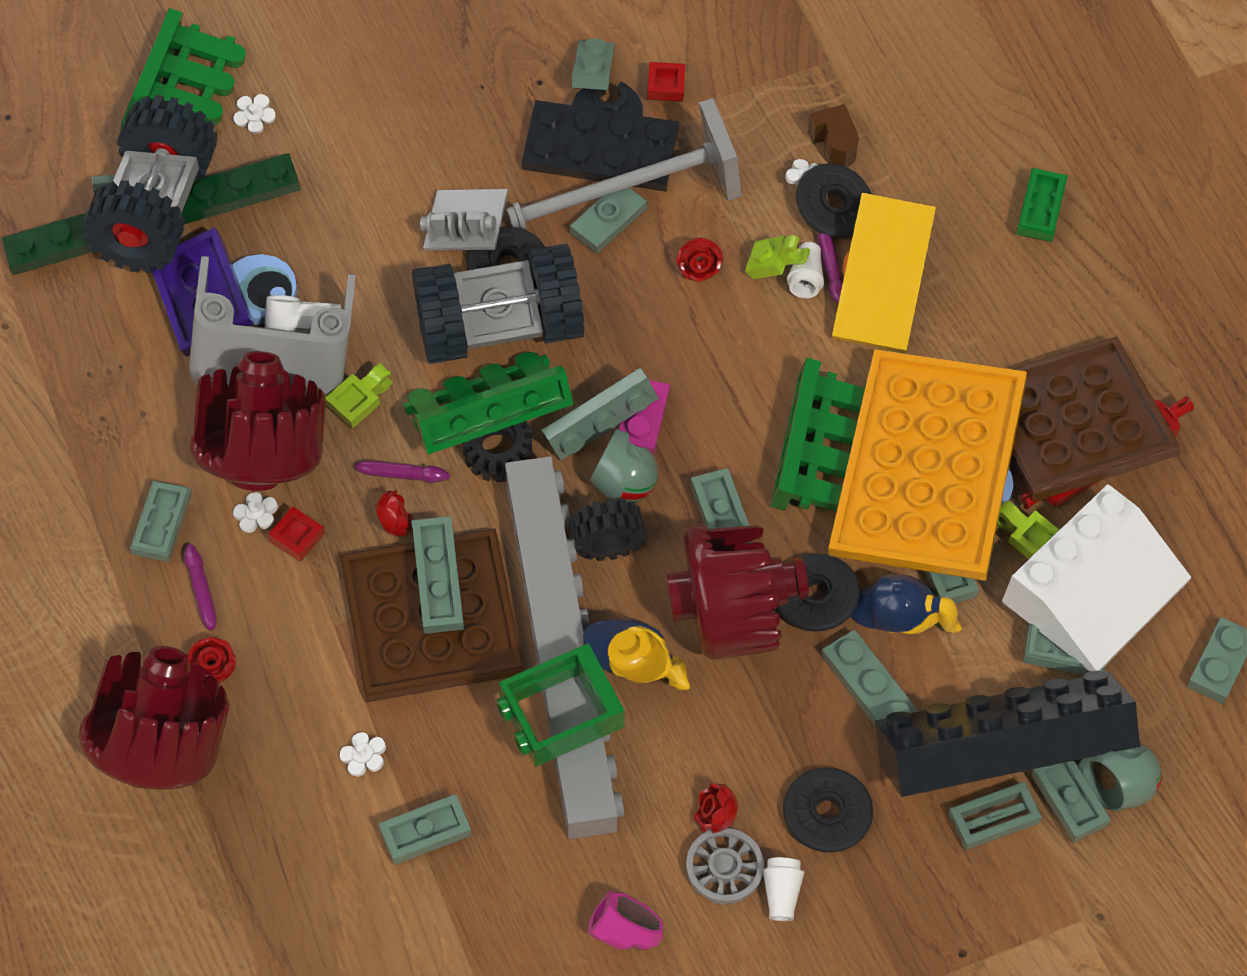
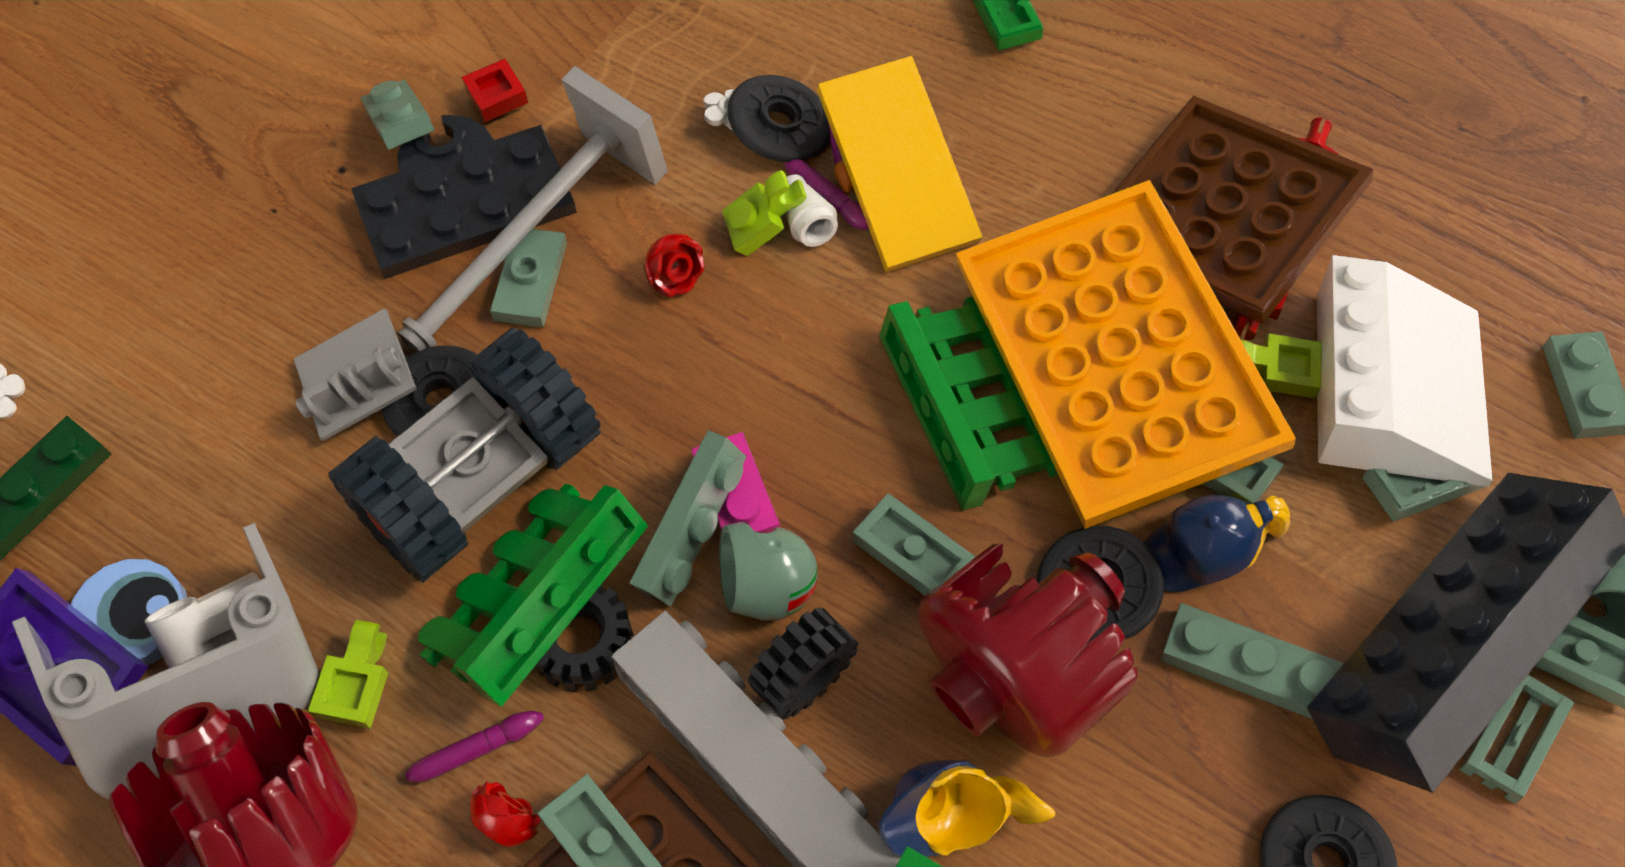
camera: 30 degrees left, 0 degrees up
(837, 133) = (729, 46): reddish brown leg -> none

